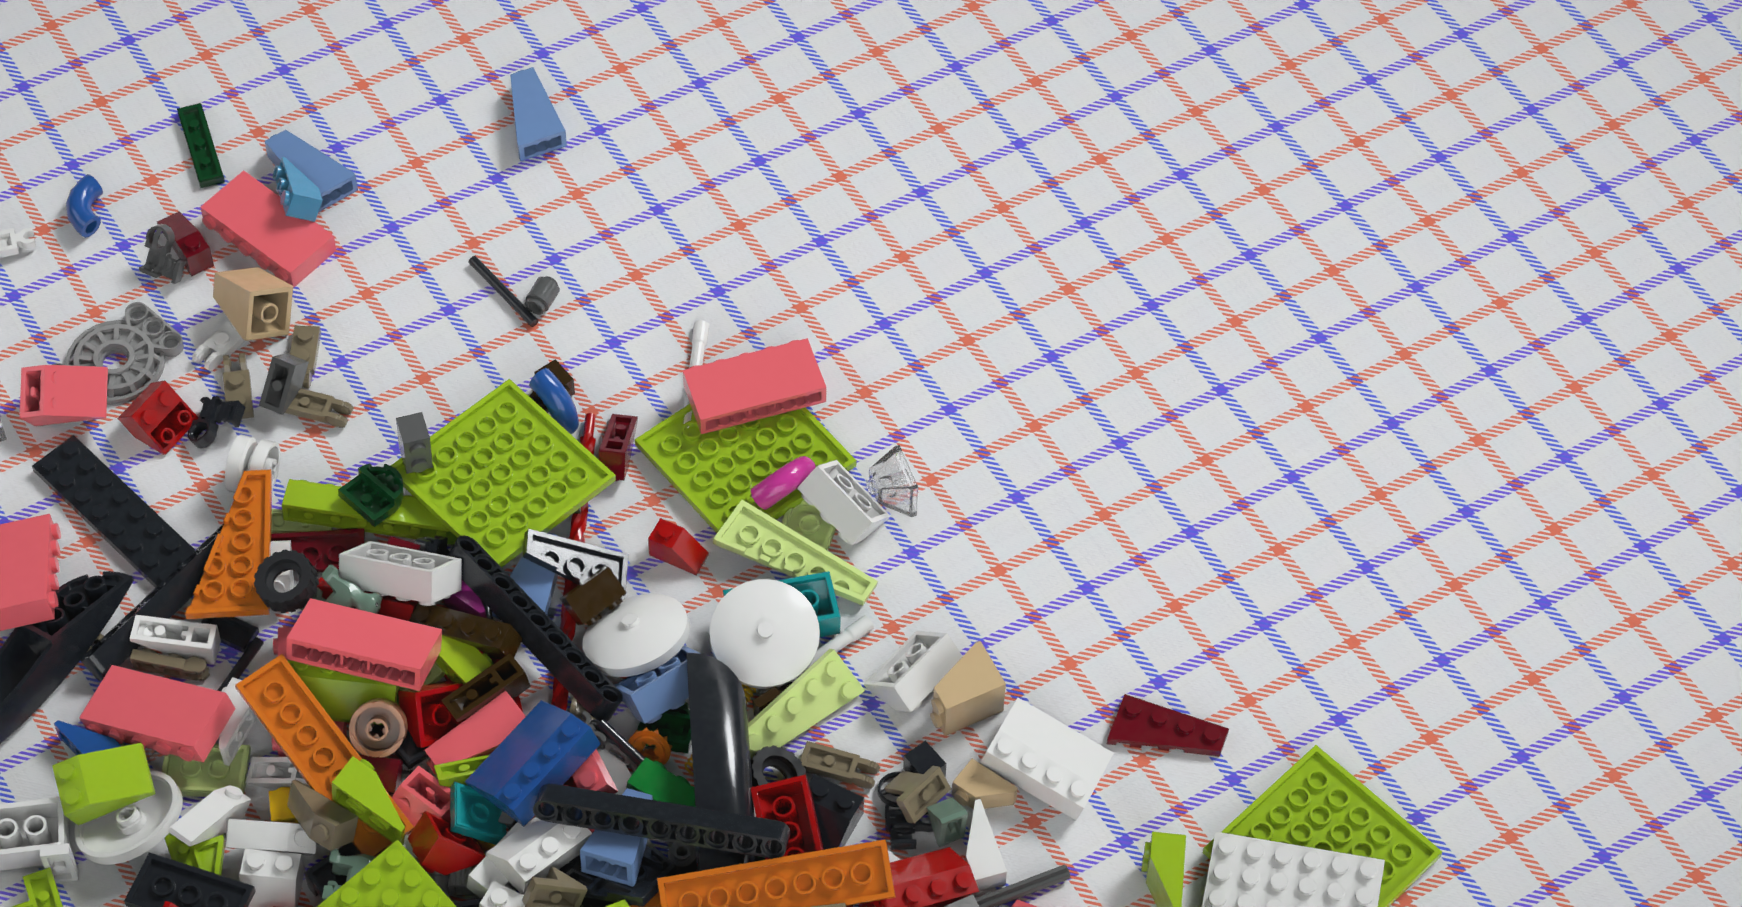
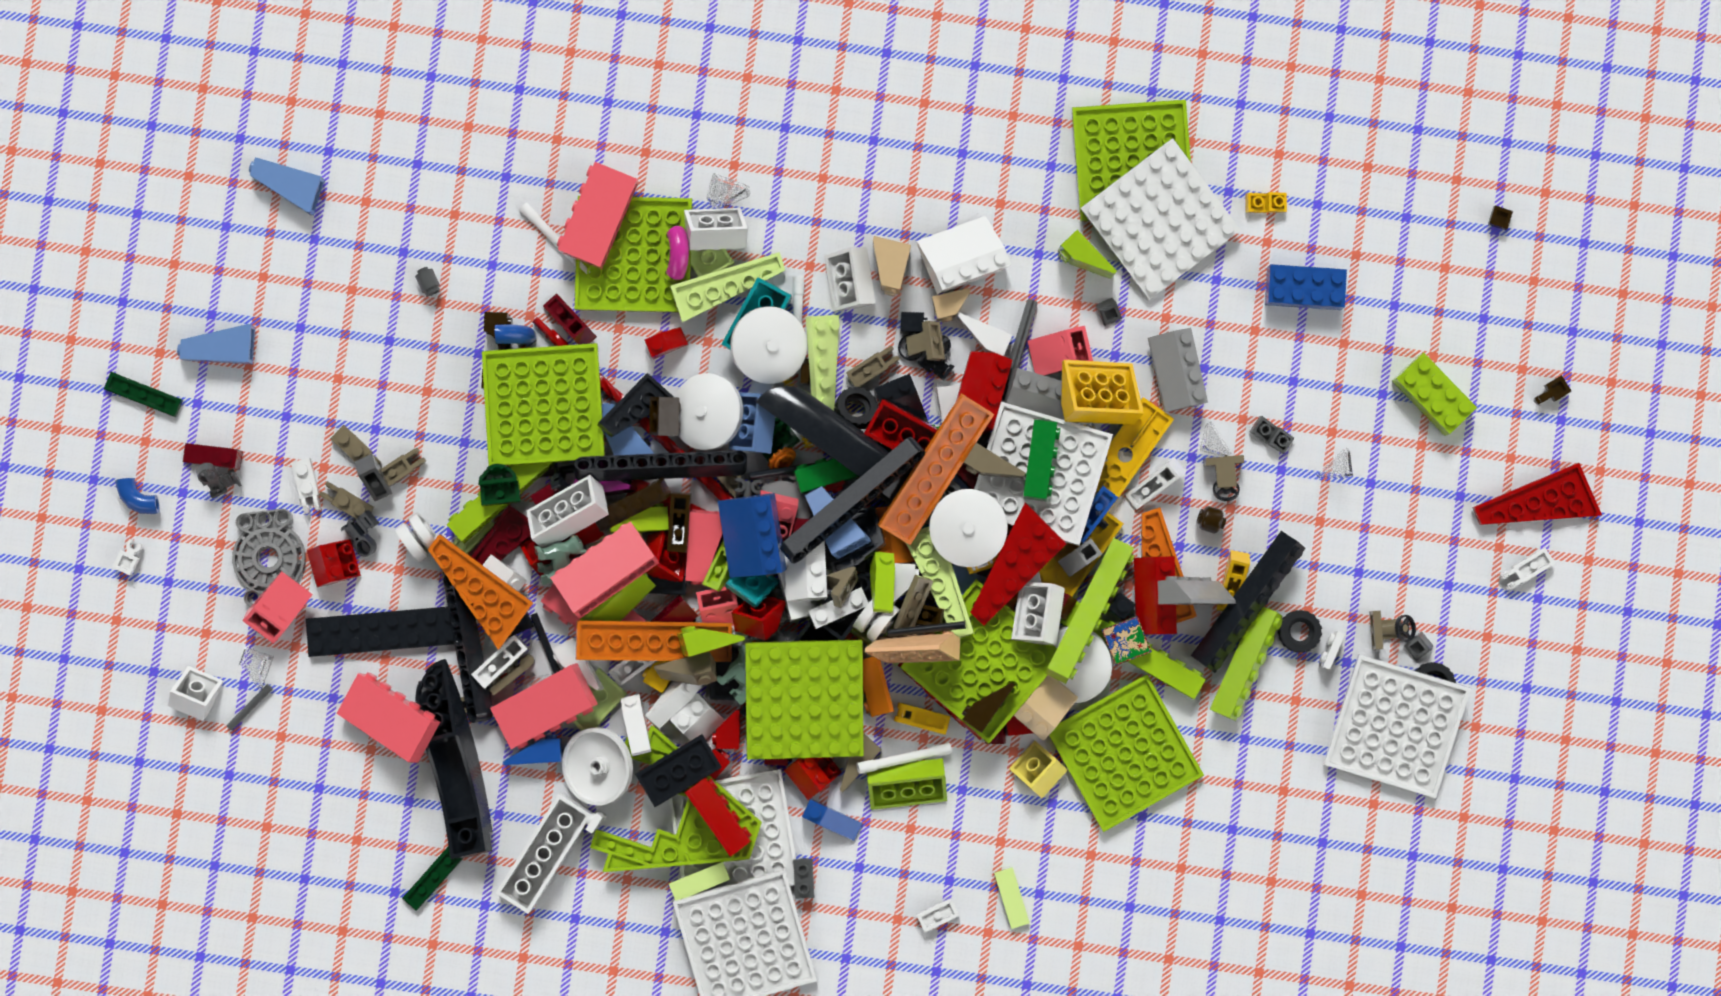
camera: 50 degrees left, 30 degrees up
(102, 782) = (567, 766): lime slope -> none
(254, 302) = (298, 451): tan slope -> none
(257, 224) = (245, 403): coral brick -> none
(274, 566) = (513, 582): black tyre -> none
(297, 192) = (240, 369): dark azure slope -> none
(378, 711) = (657, 598): nougat brick -> none
(414, 442) = (492, 443): dark grey brick -> none
(503, 291) = (404, 300): black bar -> none
(947, 821) = (955, 339): sand green slope -> none
(1157, 726) = (992, 177): dark red wing -> none

